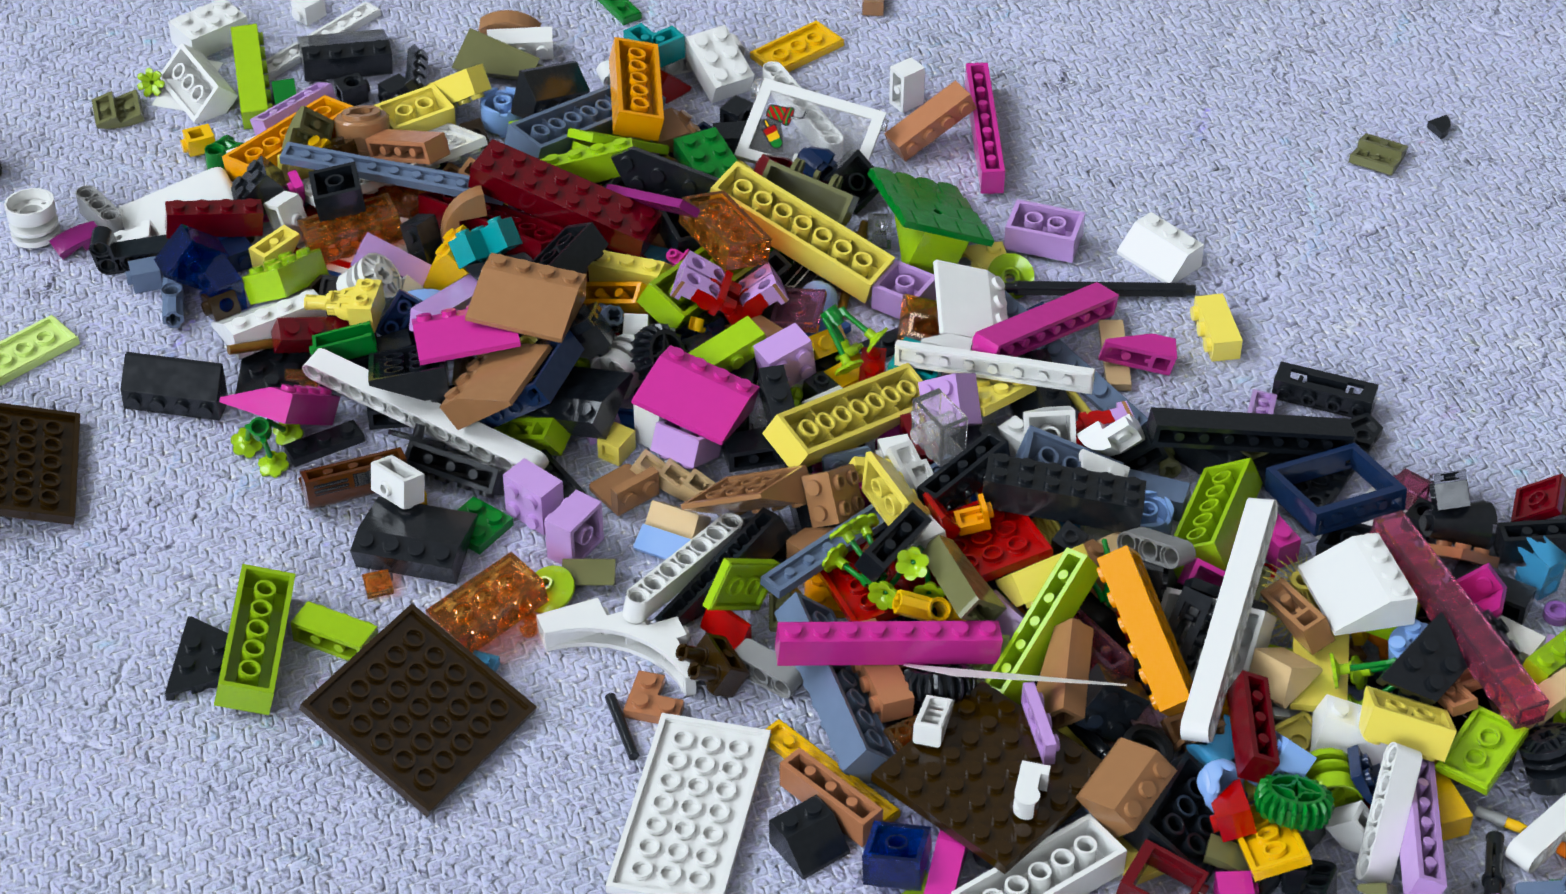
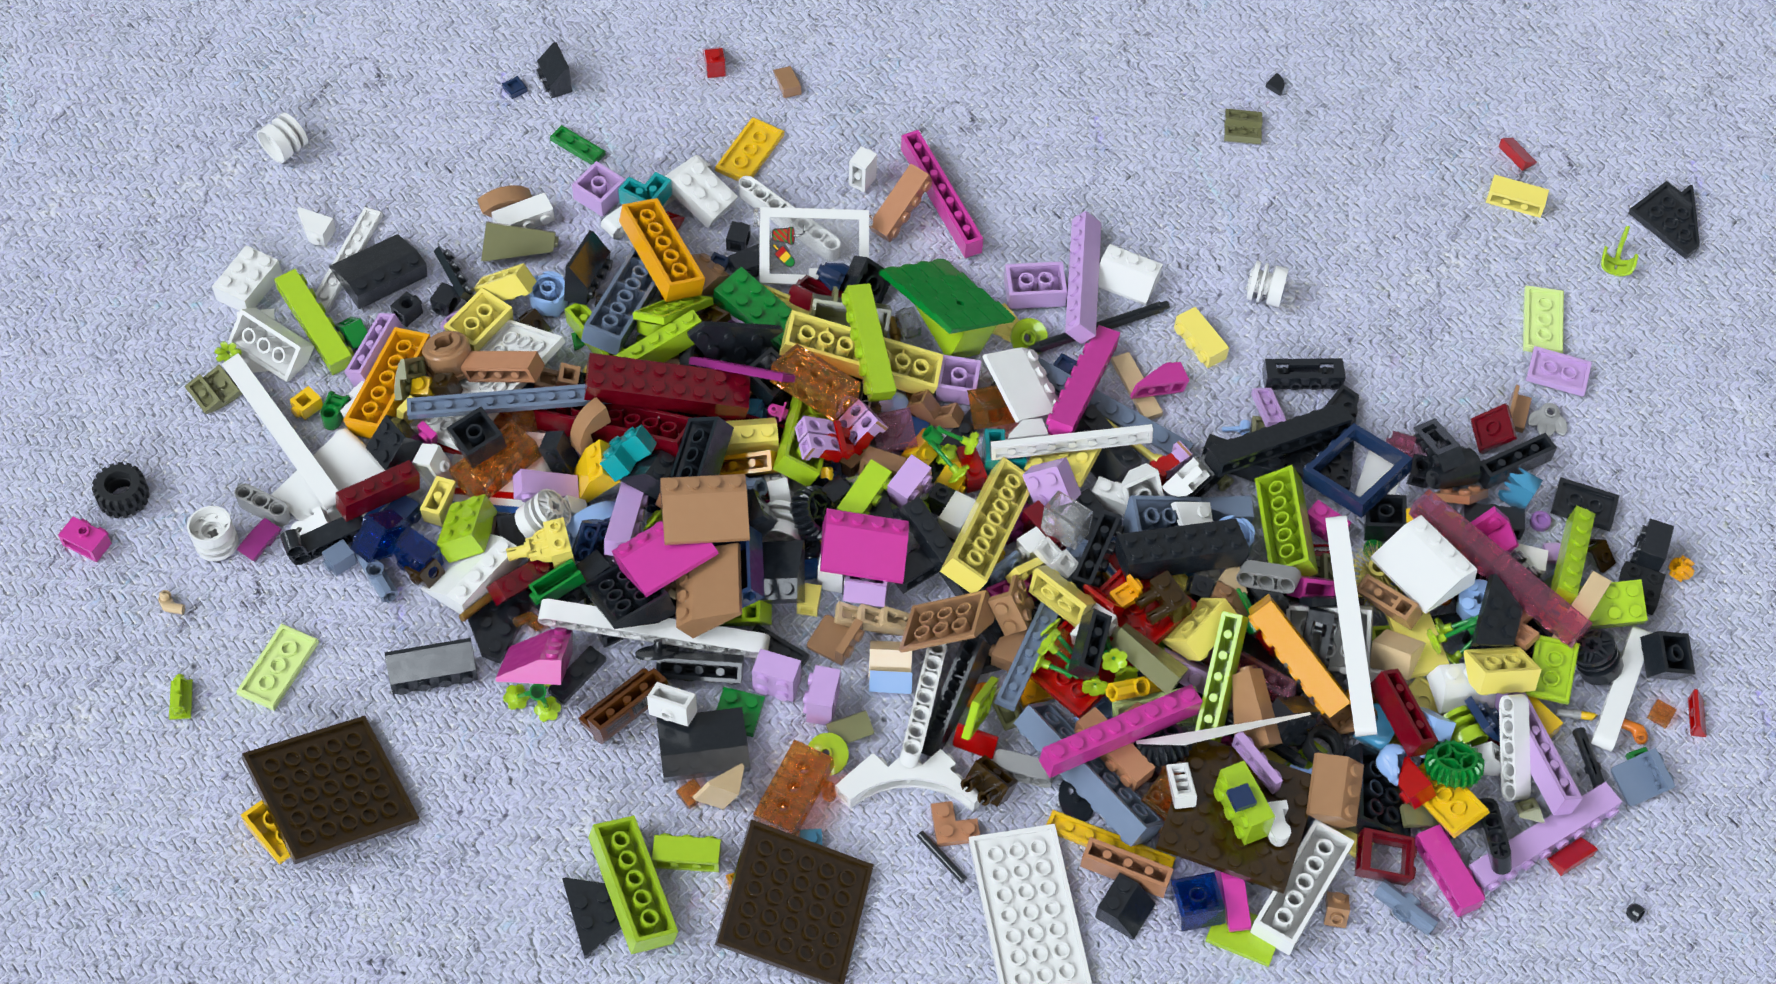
camera: 25 degrees left, 15 degrees up
(157, 150) = (282, 430): none -> white beam
(405, 577) = (722, 789): none -> tan slope
(600, 33) = (598, 188): none -> lavender brick
(808, 213) = (869, 342): none -> lime brick
(808, 723) = (1073, 804): none -> black piece
(858, 306) = (926, 408): none -> medium nougat brick
(984, 731) = (1241, 797): none -> dark blue tile
(994, 752) = (1249, 823): none -> lime brick
(1019, 531) = (1170, 597): none -> dark brown brick
(1101, 233) = (1083, 277): none -> lavender brick
(1323, 293) = (1267, 283): none -> white wheel

